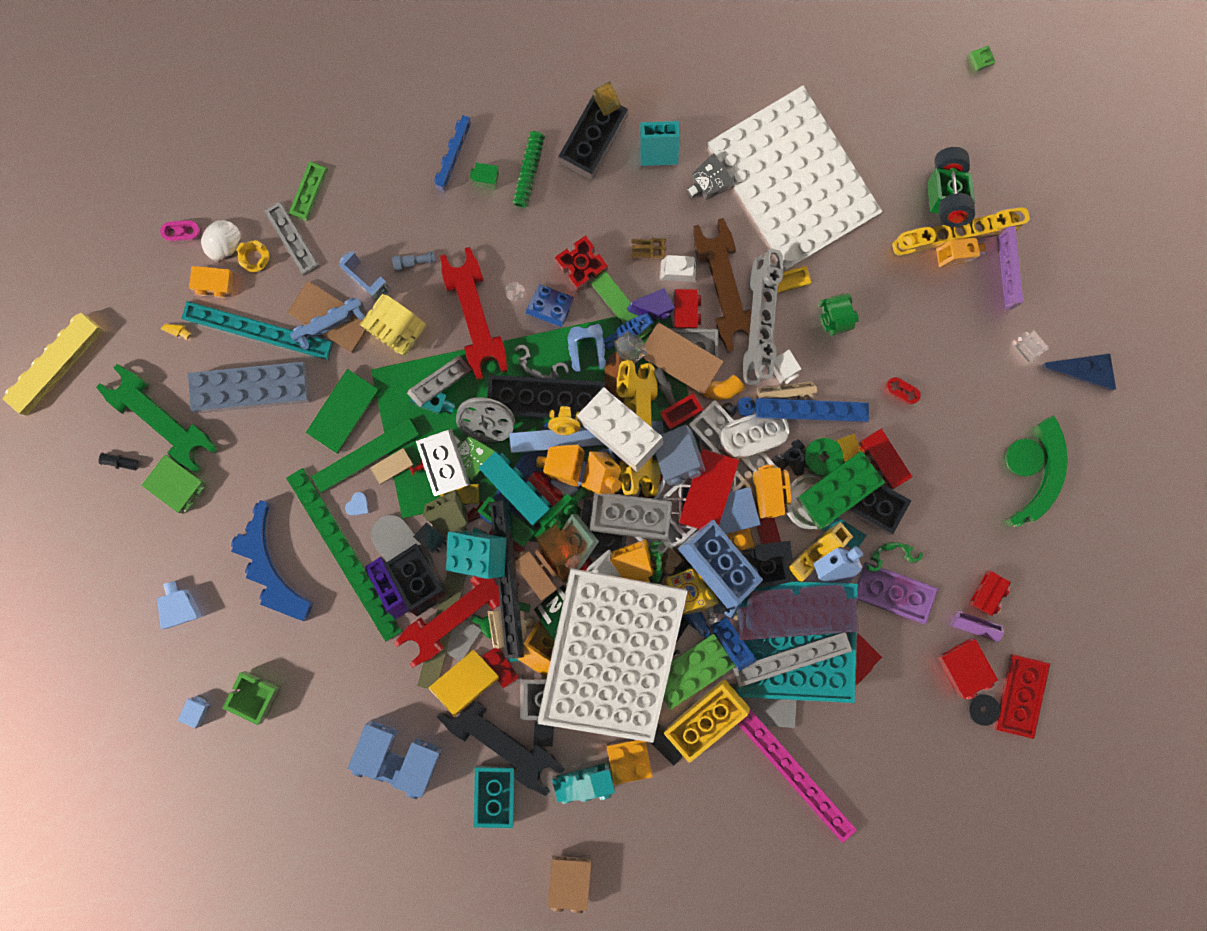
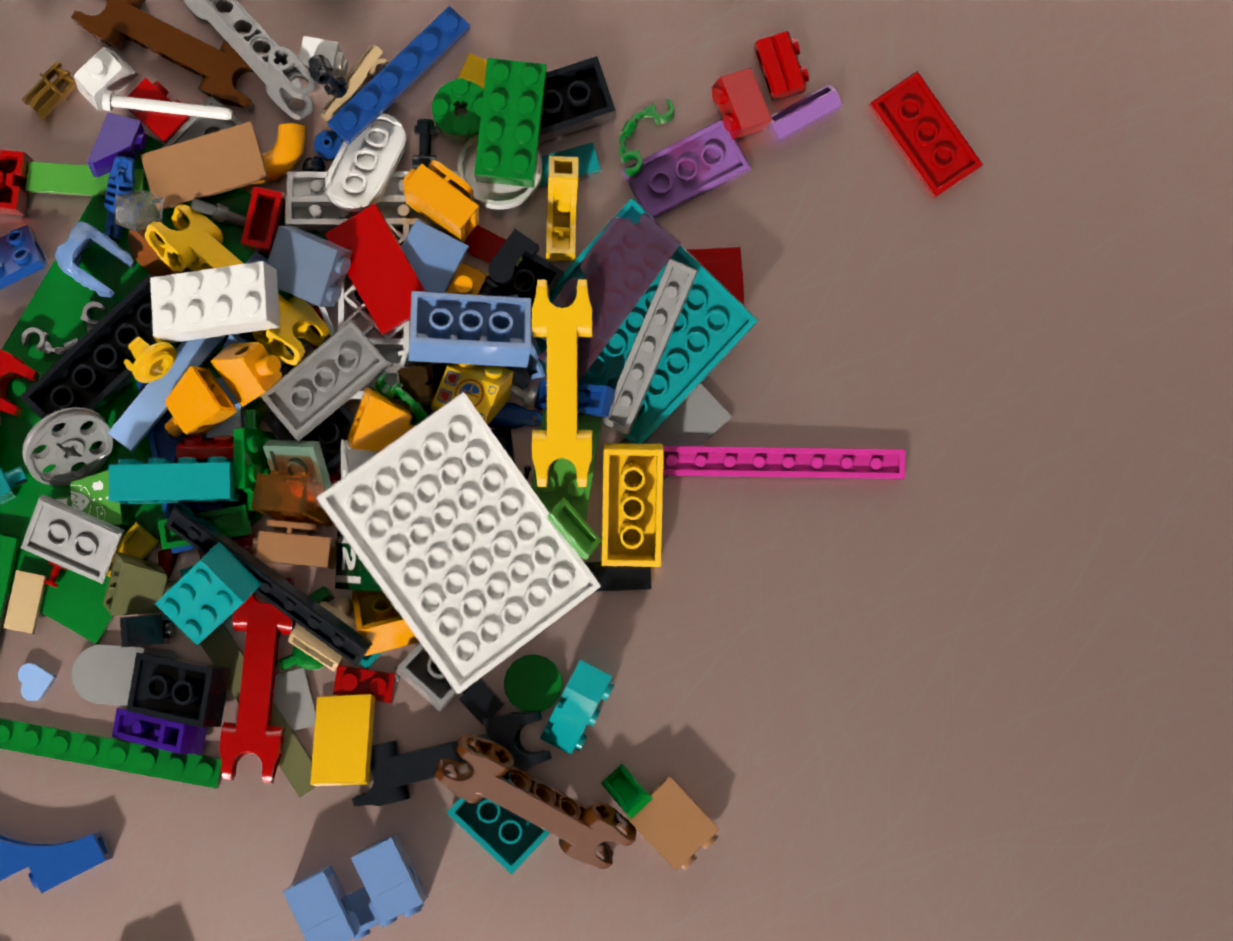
camera: 45 degrees left, 0 degrees up
(514, 778) = (493, 776): none -> reddish brown piece
(564, 846) = (626, 791): none -> green tile
(575, 749) = (533, 683): none -> green tile
(629, 761) = (599, 632): light orange brick -> none
(669, 704) = (574, 528): none -> bright green tile
(691, 311) = (111, 100): none -> white bar
(709, 657) = (562, 331): none -> yellow piece
(779, 376) = (321, 72): none -> black bar
(795, 460) = (438, 144): black cone -> none
(839, 565) = (595, 200): light blue torso -> none
(885, 459) = (528, 43): red brick -> none
(953, 591) = (741, 103): none -> red brick
(967, 669) = (839, 165): red brick -> none
(991, 714) = (901, 203): black piece -> none

